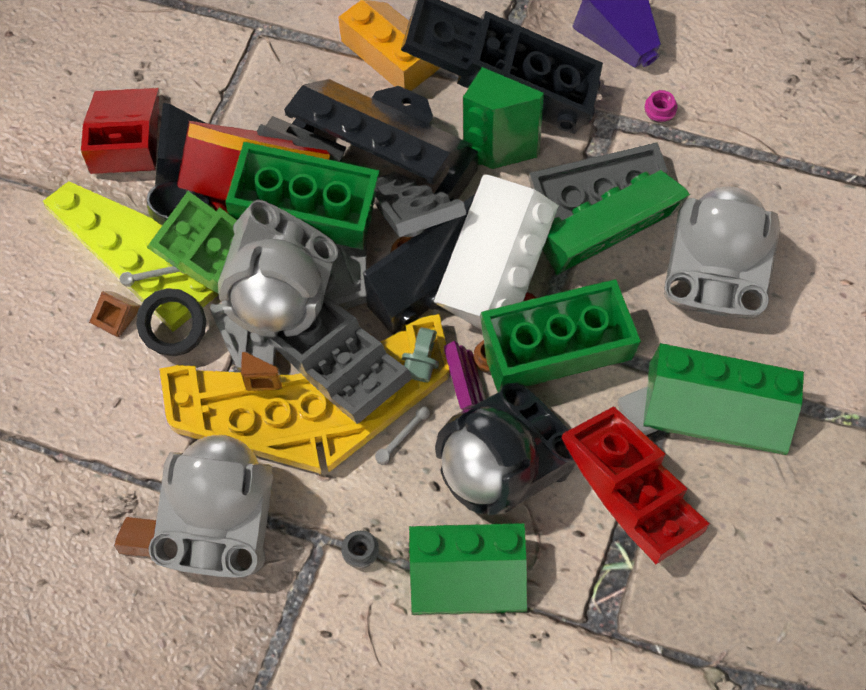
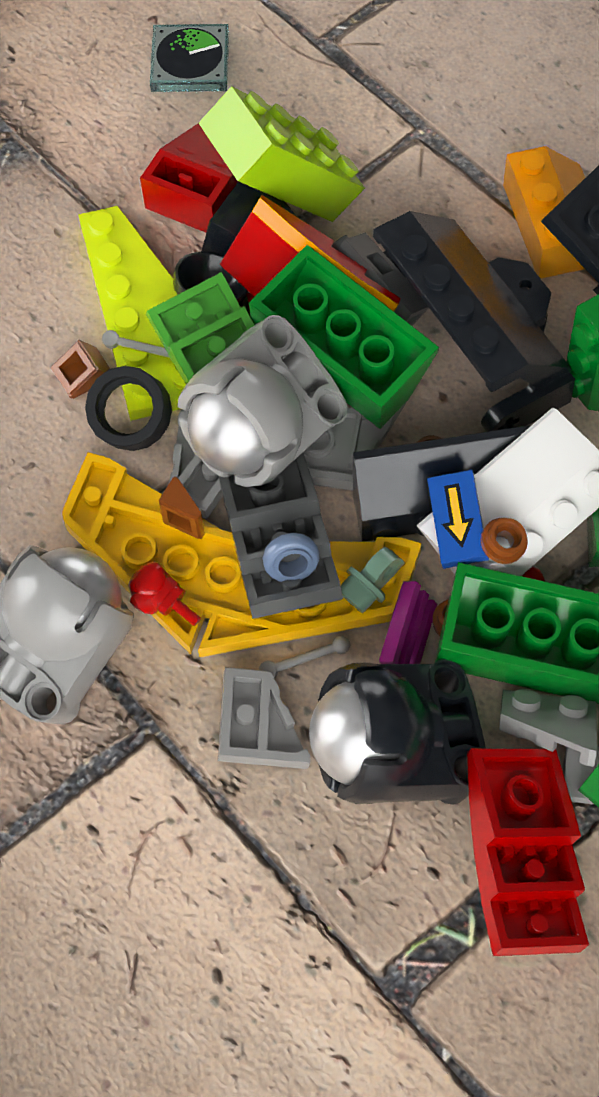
camera: 30 degrees right, 0 degrees up
(56, 49) = (189, 58): none -> tile
(181, 85) = (281, 154): none -> lime brick
(274, 439) = (157, 591): none -> red piece
(355, 360) = (290, 544): none -> sand blue piece
(356, 539) = (181, 746): dark grey plate -> none
(398, 496) = (256, 722): none -> light grey wing
(413, 207) = (456, 404): dark grey wing -> none
(462, 282) = (457, 518): none -> blue tile
(468, 569) = (282, 844): green slope -> none
(508, 273) = (510, 530): none -> dark orange plate
(598, 389) = (551, 721): none -> light grey wing

